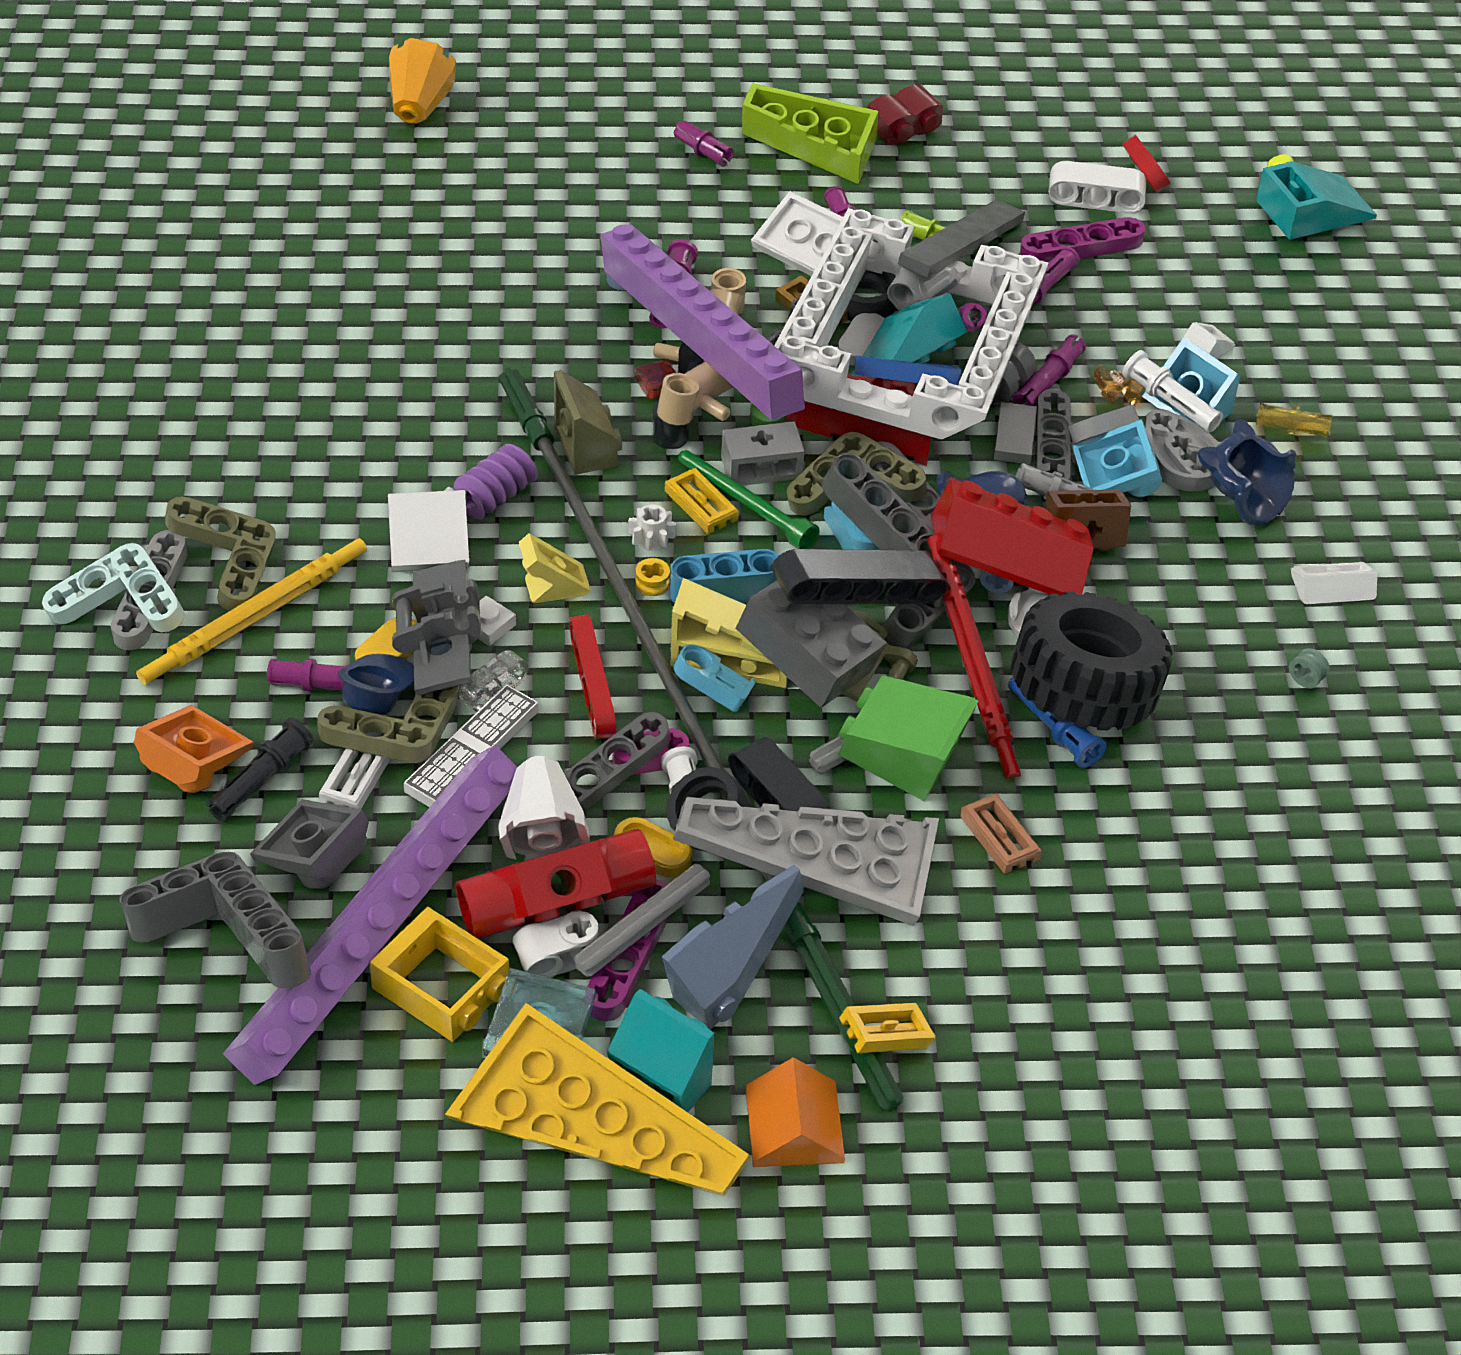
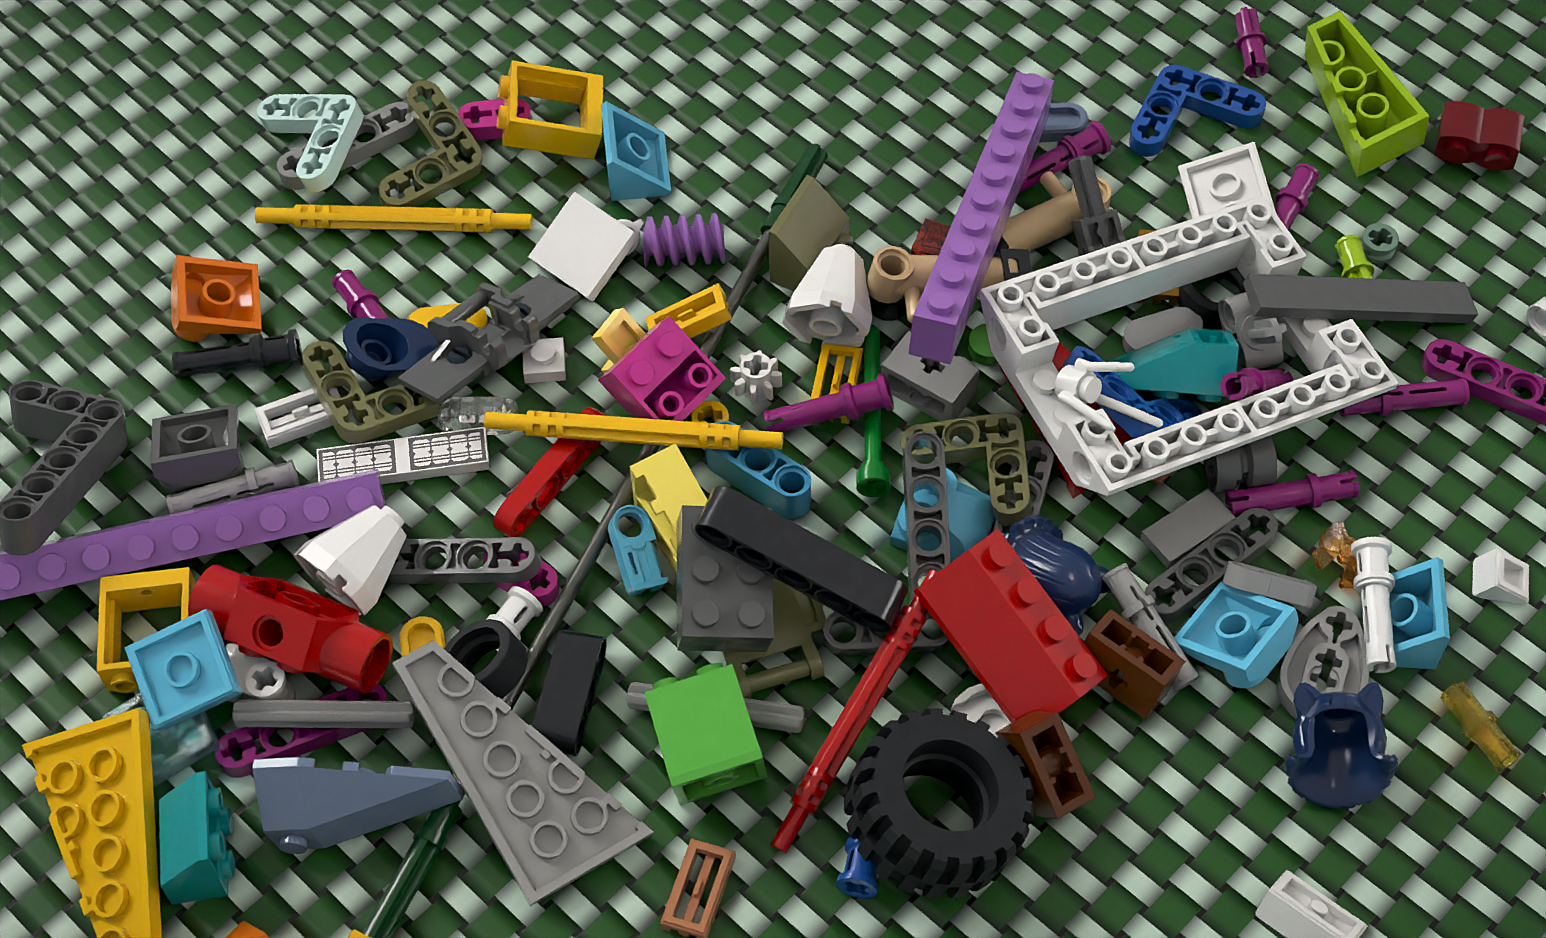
camera: 50 degrees right, 10 degrees up
(246, 496) = (487, 114): none -> dark pink beam
(325, 468) = (554, 85): none -> yellow window
(380, 459) = (634, 156): none -> medium azure slope
(384, 840) = (243, 486): none -> light grey pin
(523, 957) = (183, 670): none -> medium azure tile
(570, 523) = (697, 312): none -> yellow tile
(601, 560) = (662, 375): none -> dark pink slope
(626, 603) = (633, 430): none -> yellow axle
(653, 443) = (831, 300): none -> white cone
(696, 197) = (1180, 97): none -> blue beam
(736, 496) = (848, 402): none -> magenta pin
(759, 297) = (1097, 226): none -> dark grey connector
(896, 371) = (1080, 386): none -> white plant
(922, 205) = (1384, 252): none -> sand green bush
(1114, 580) = (1050, 763): none -> reddish brown brick

